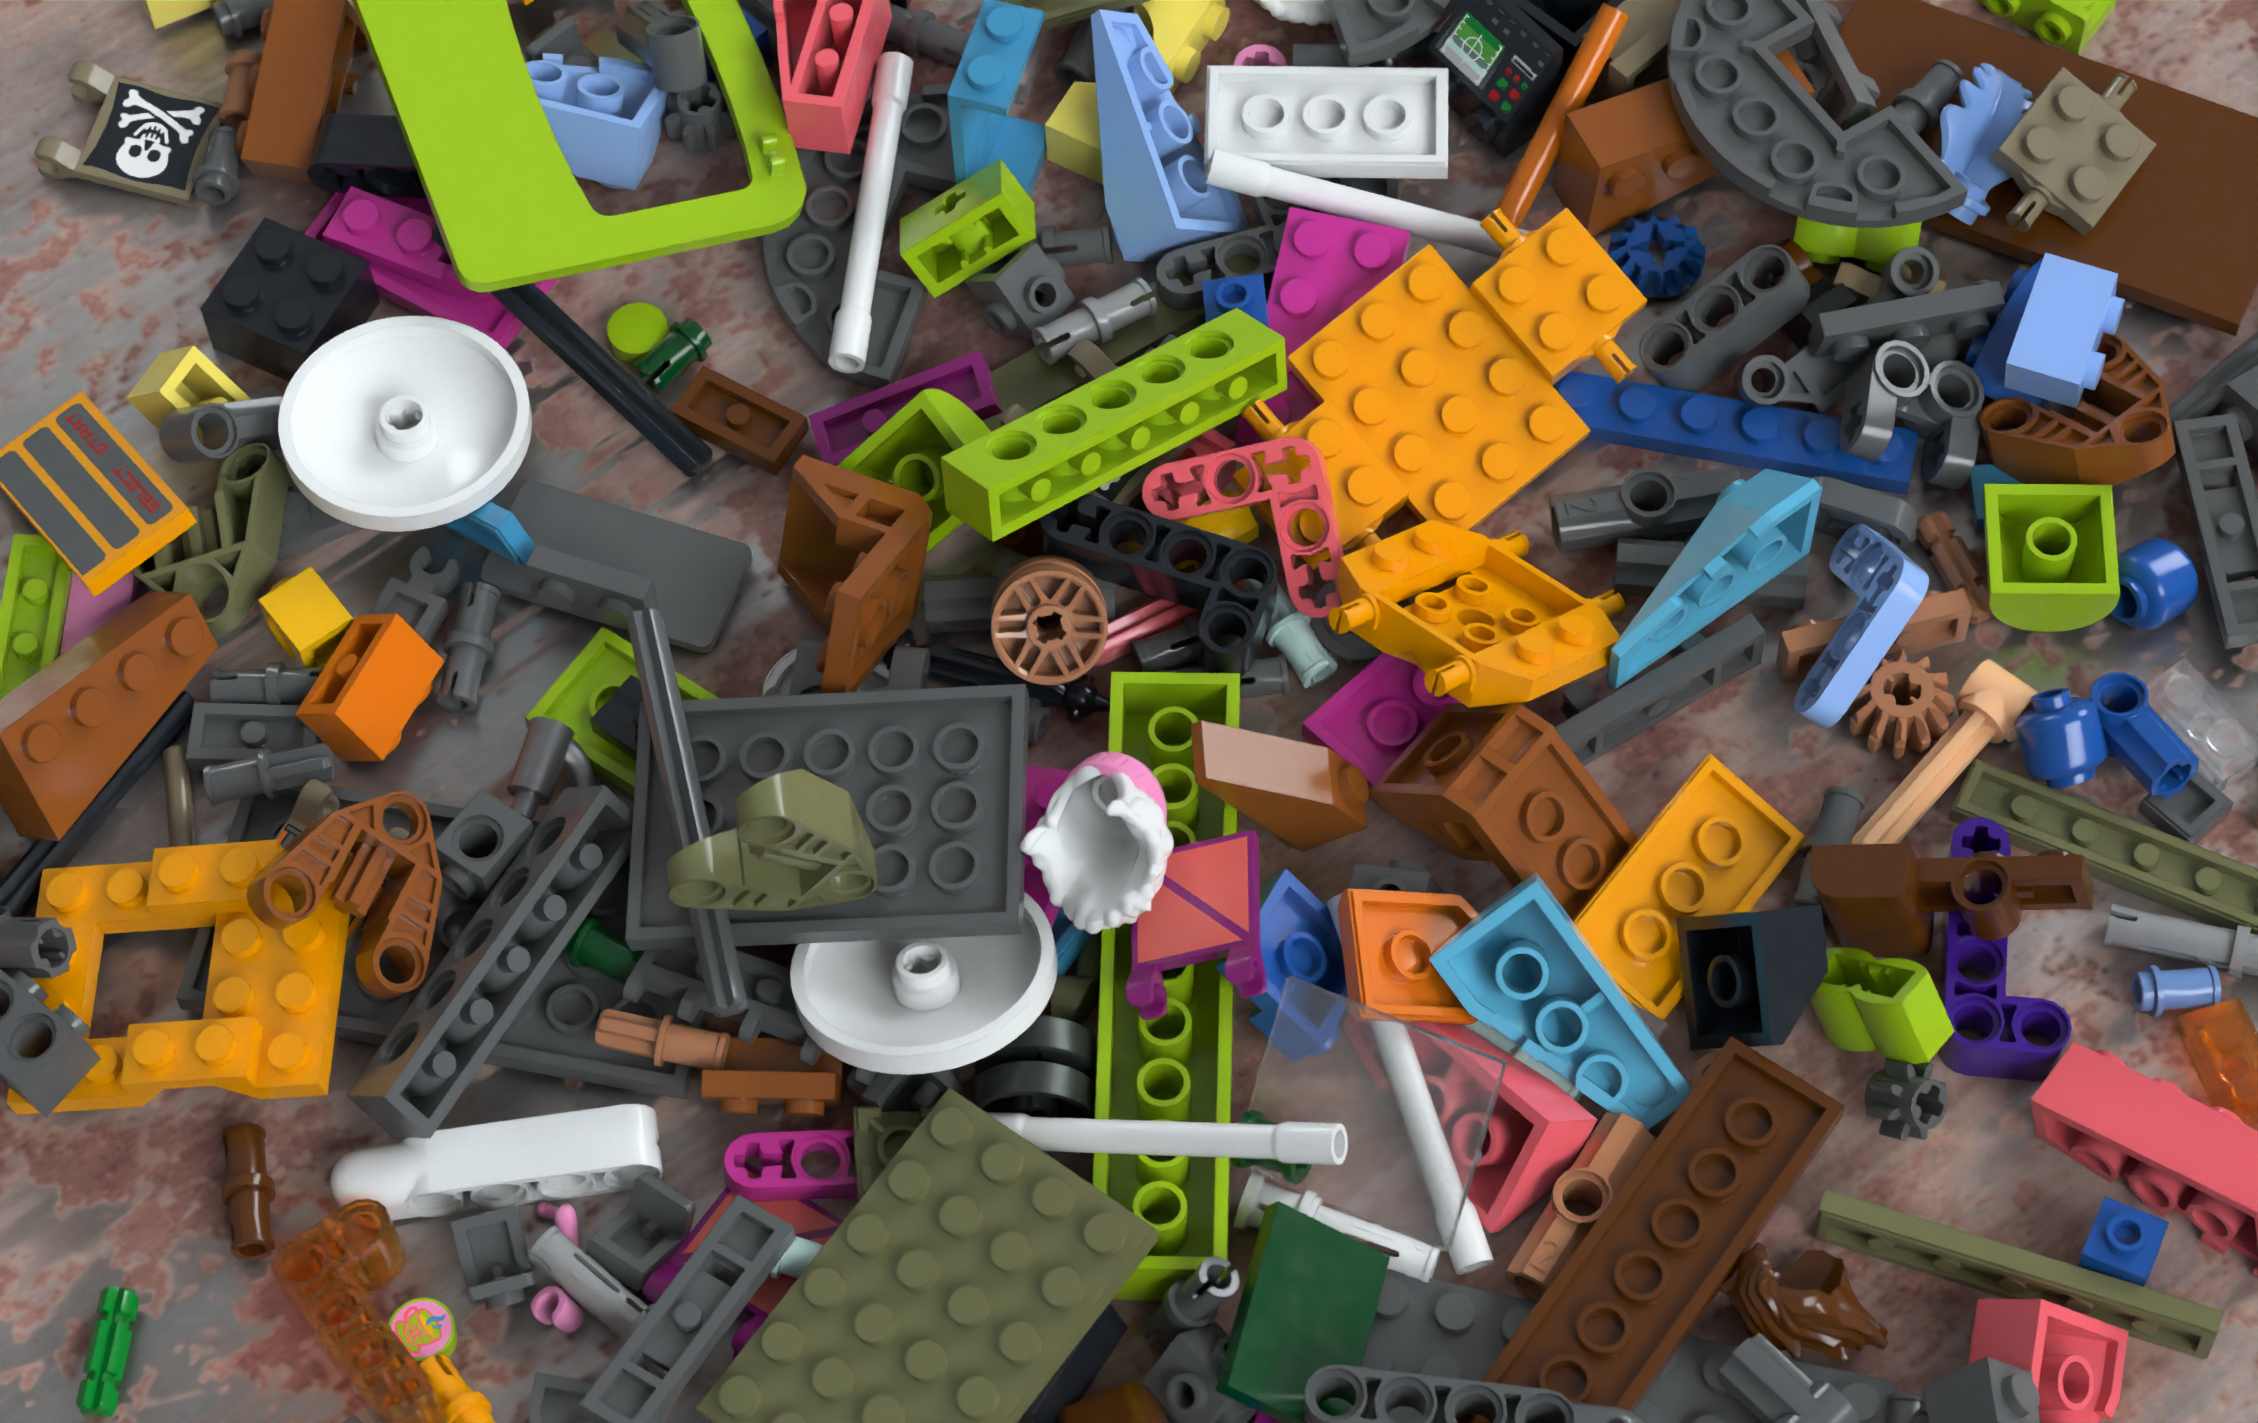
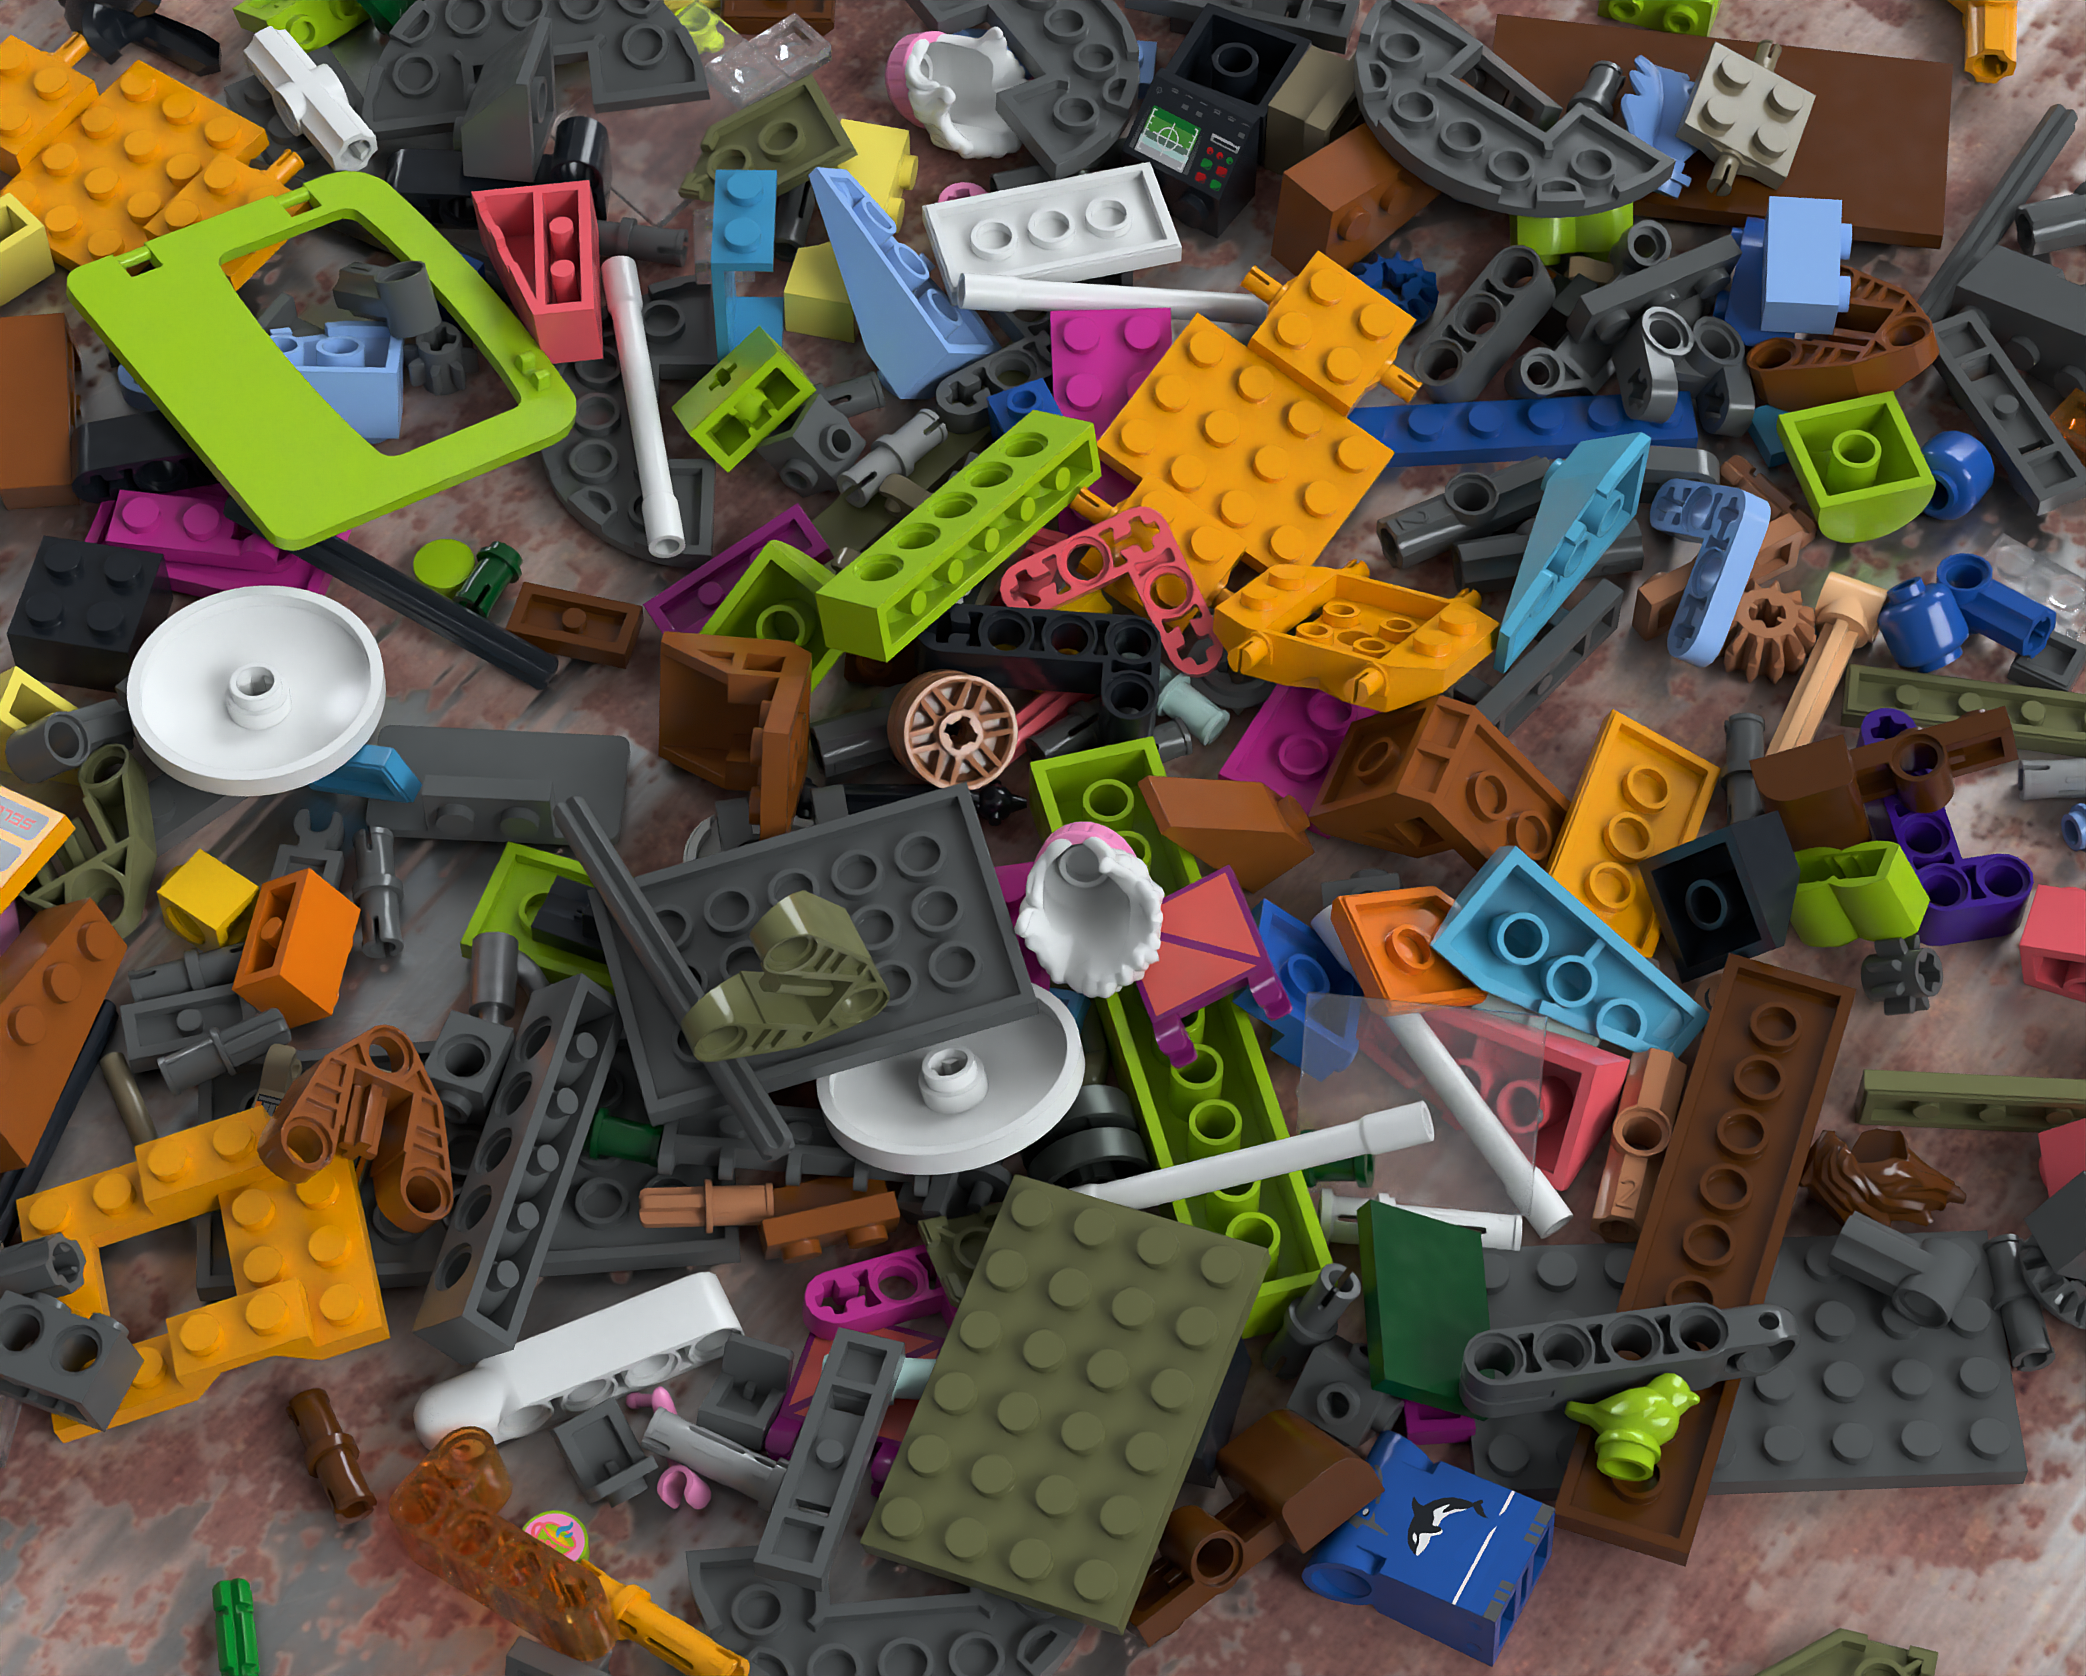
camera: 20 degrees left, 5 degrees down
(1568, 98) = (1268, 180): orange piece -> none

